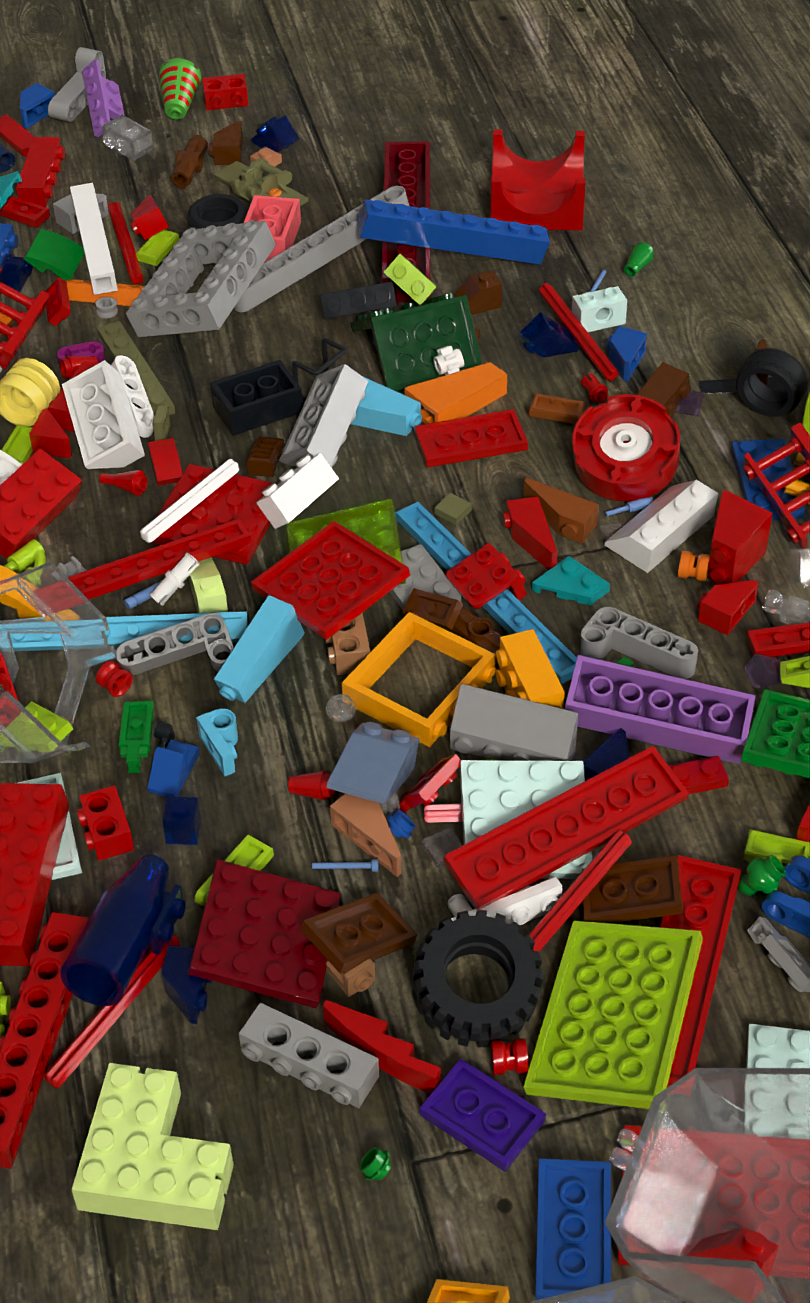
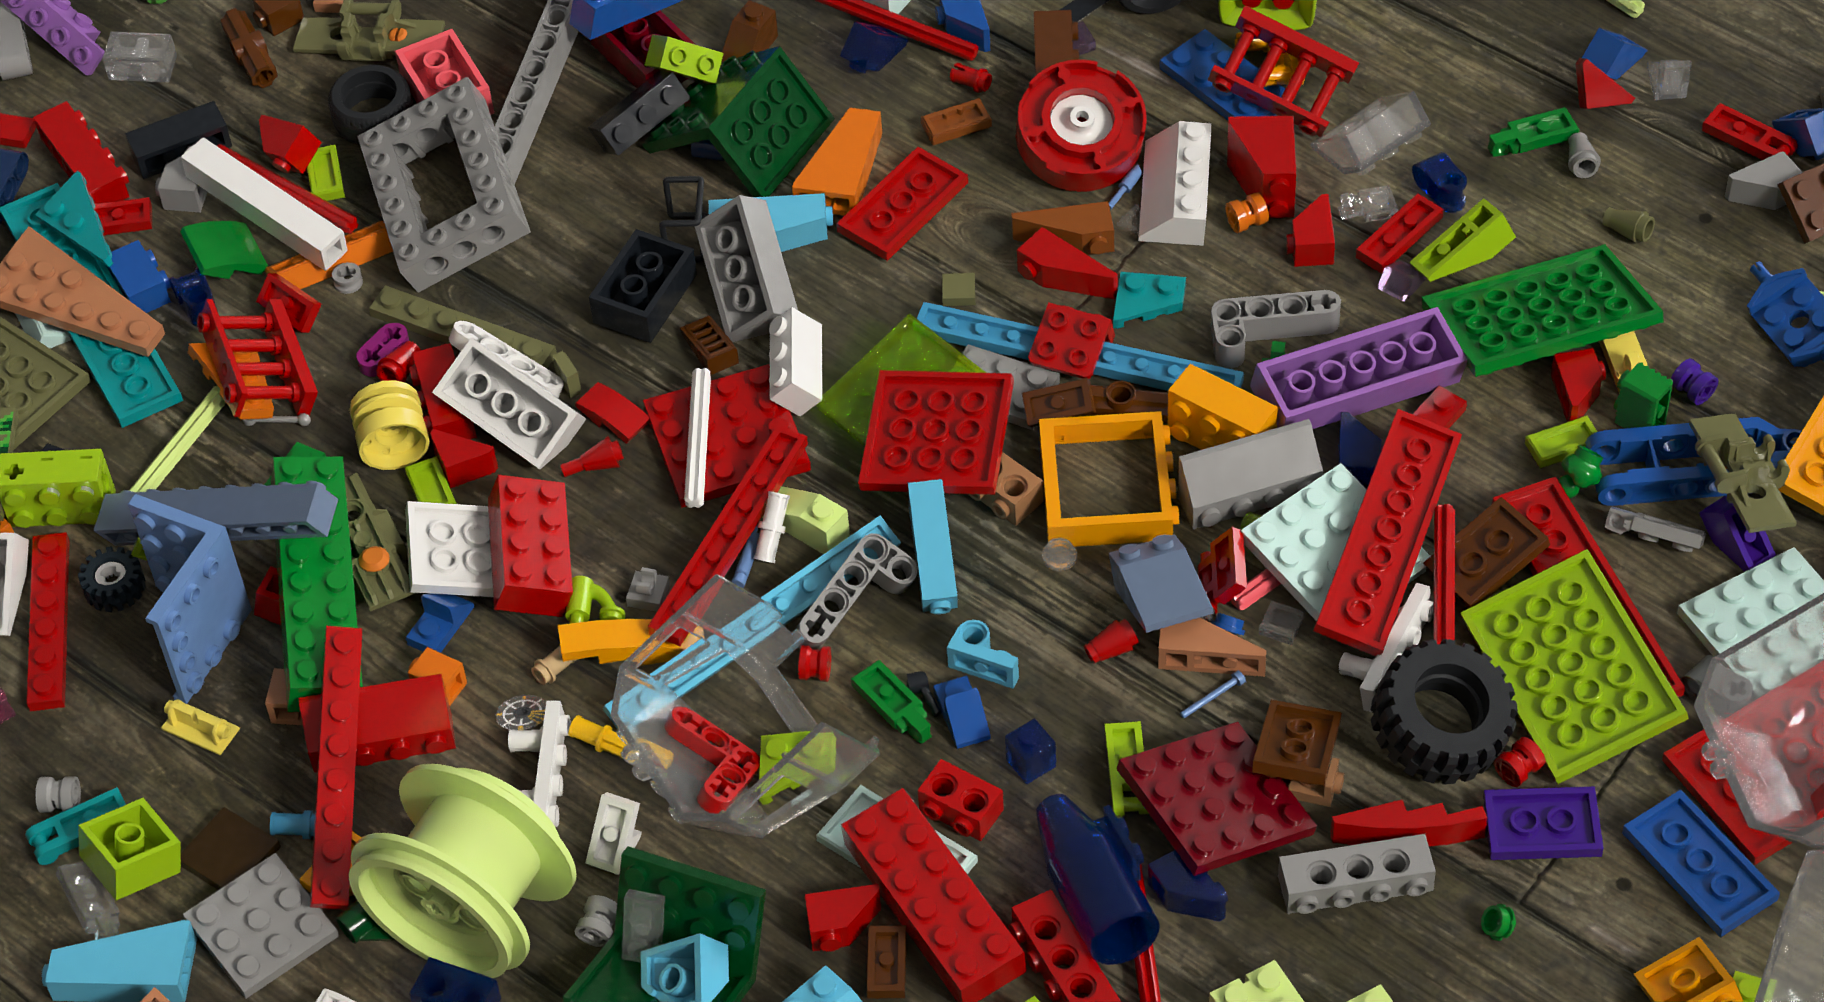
camera: 35 degrees left, 5 degrees up
(115, 186) = (169, 138): none -> black brick
(448, 360) = (808, 131): white gear -> none

